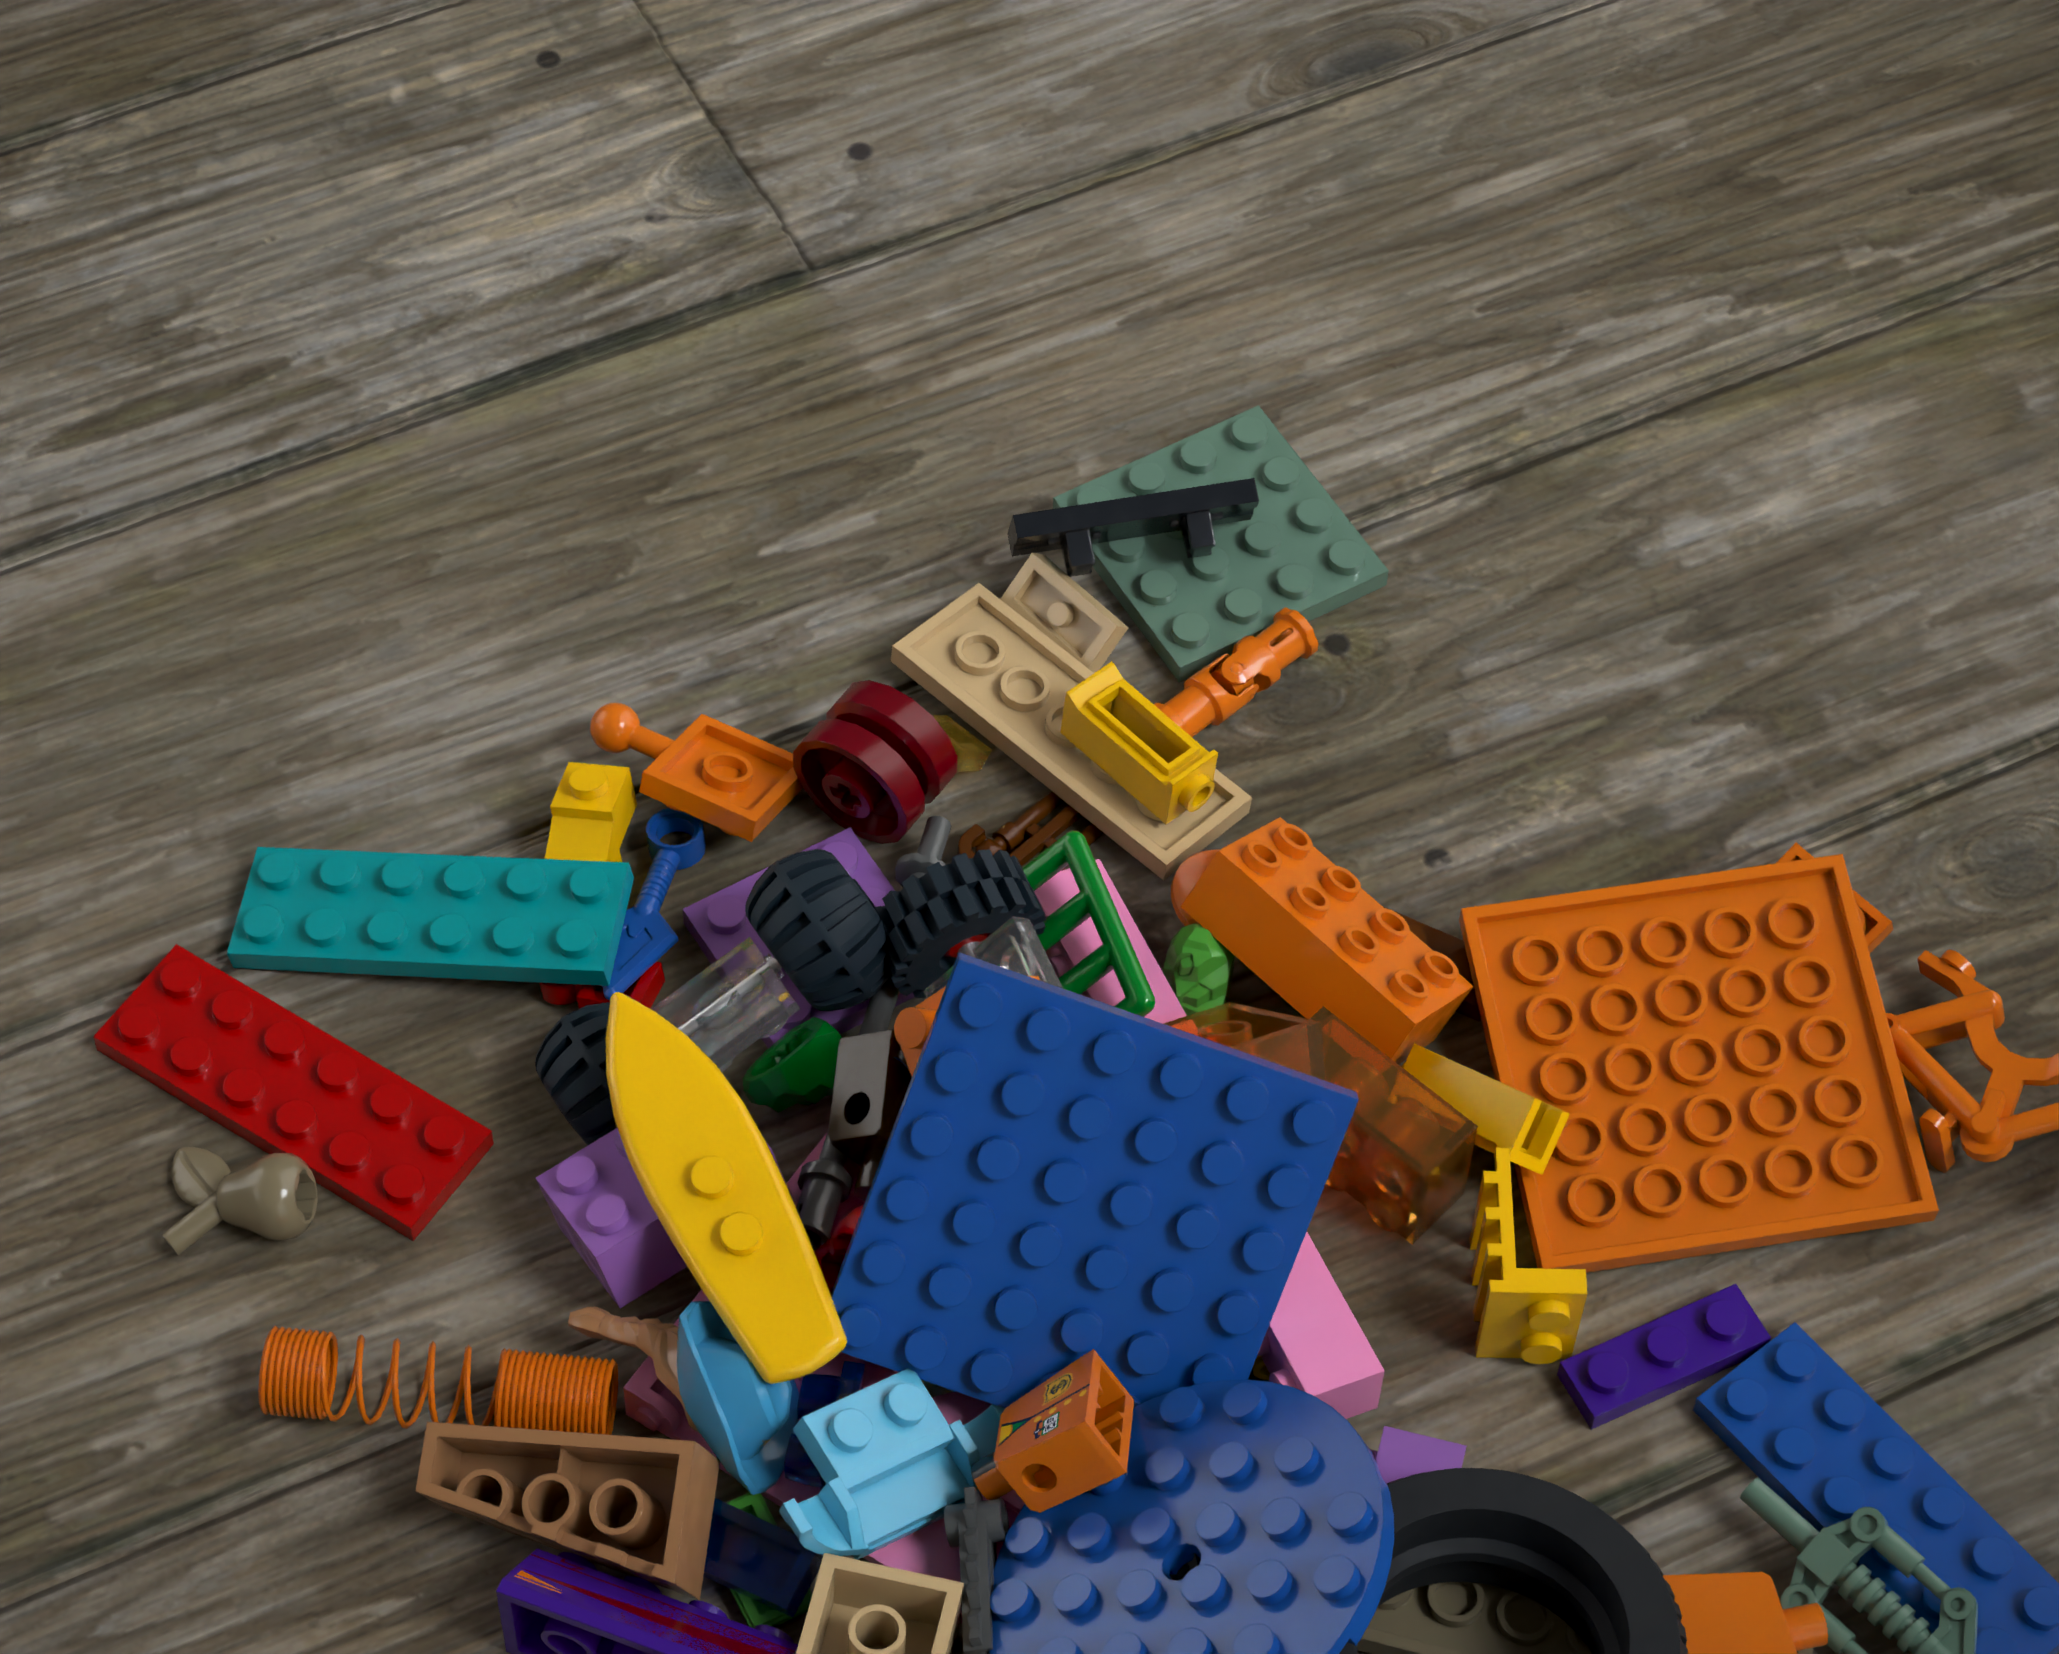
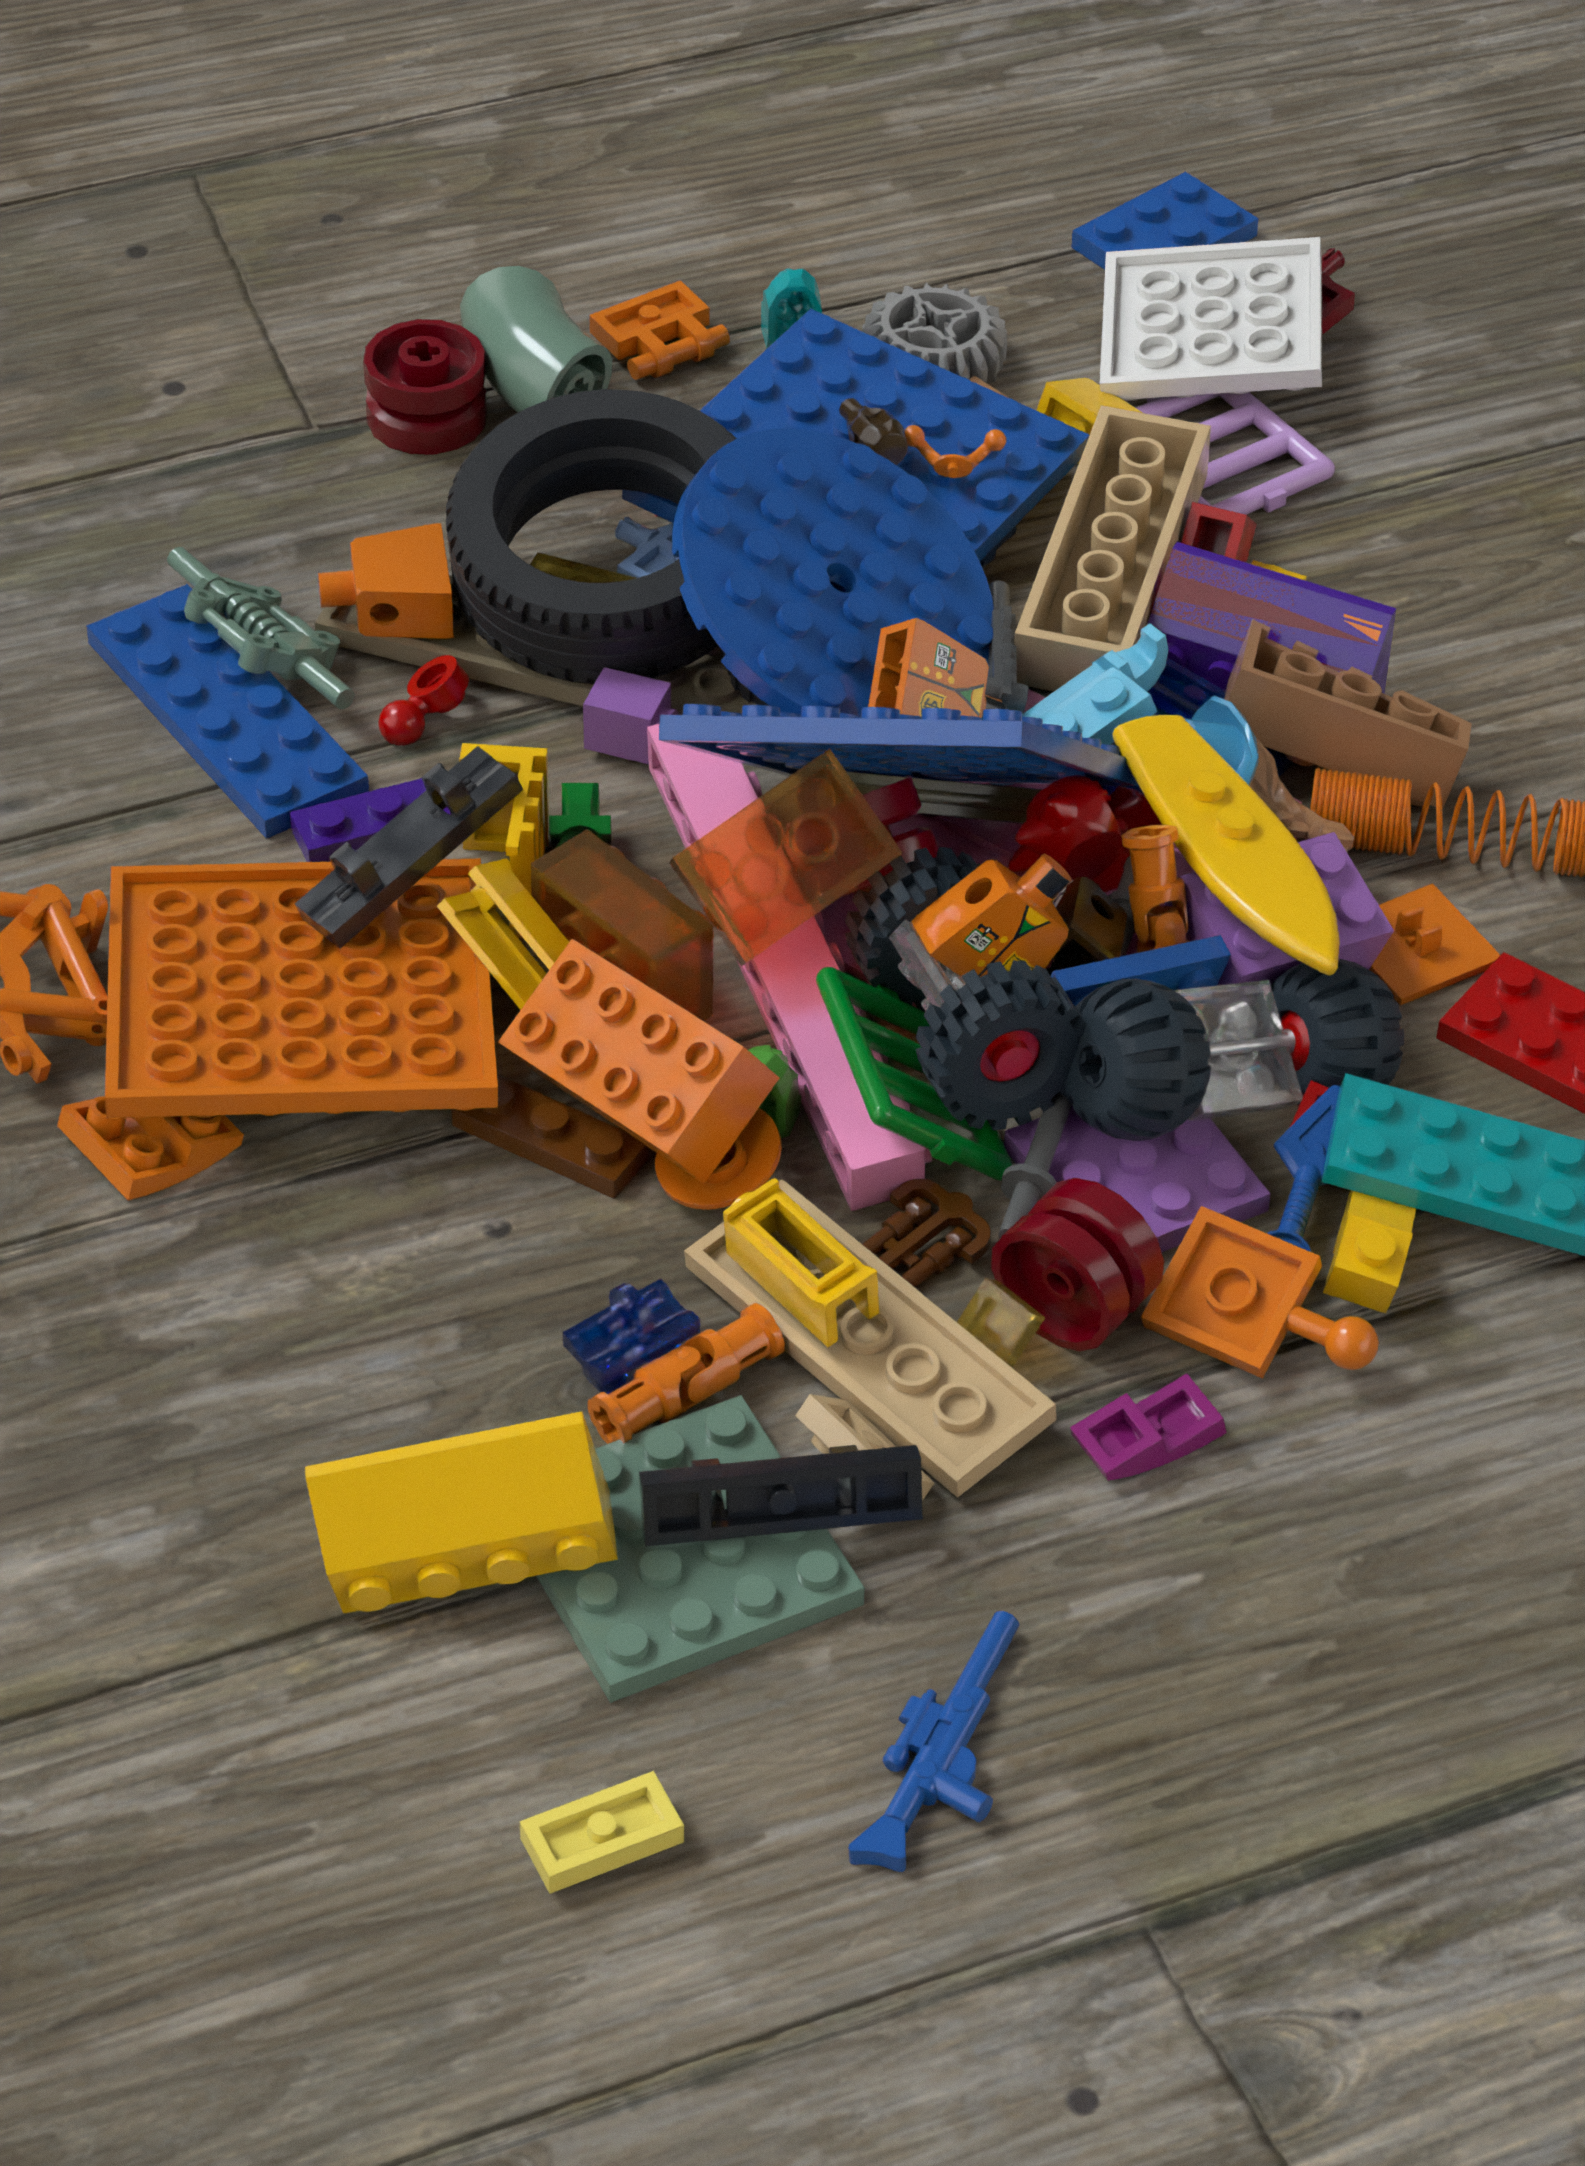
camera: 175 degrees left, 10 degrees down
(503, 1264) = (1429, 945): none -> orange piece
(798, 1133) = (1155, 884): none -> orange piece
(808, 1050) = (1175, 966): none -> blue plate
(814, 664) = (1146, 1435): none -> magenta slope
(980, 391) = (942, 1763): none -> blue piece
(1246, 292) = (601, 1832): none -> light yellow plate
(1286, 702) = (629, 1333): none -> clear blue hips
(1403, 487) = (462, 1513): none -> yellow slope
(1439, 1298) = (580, 813): none -> green hips
(1613, 1176) = (408, 846): none -> black hinge
(1658, 1525) = (433, 688): none -> red plate

